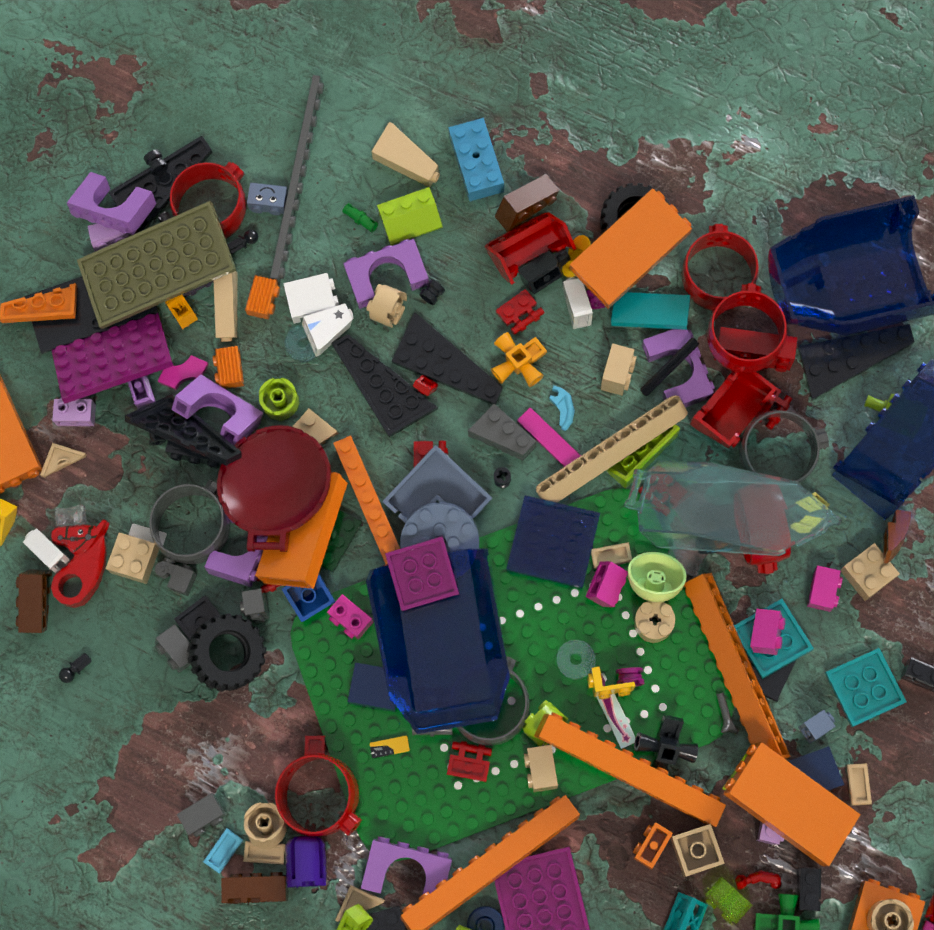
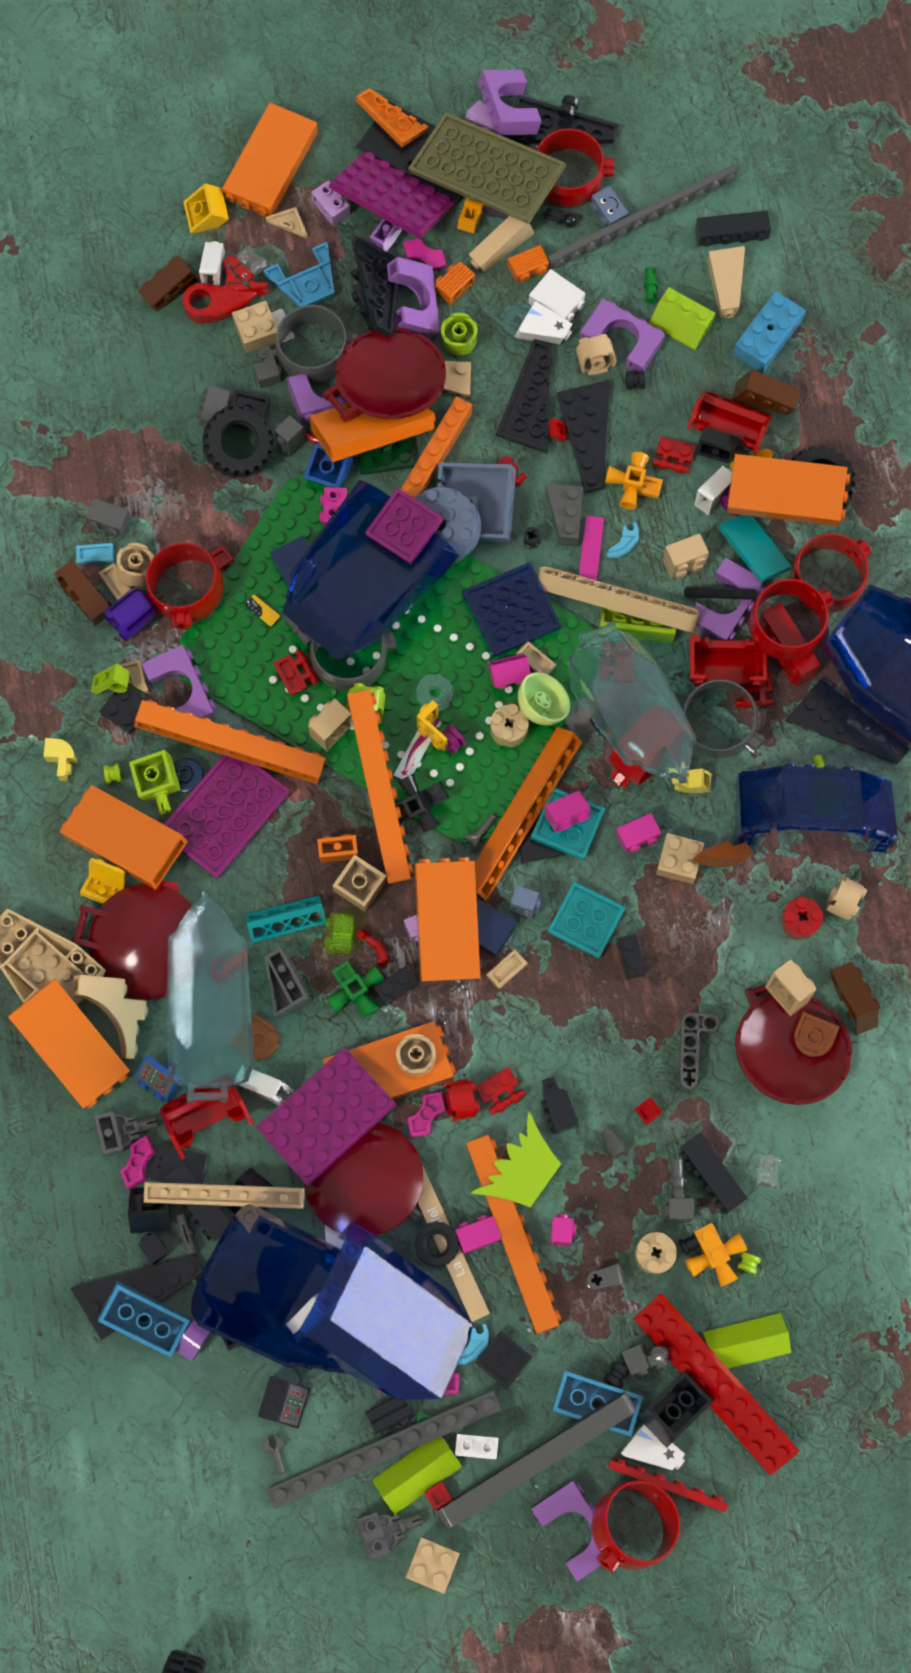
camera: 45 degrees right, 0 degrees up
(67, 674) = (135, 349): black axle -> none
(132, 486) = (309, 285): none -> dark azure wing
(365, 118) = (733, 228): none -> black brick

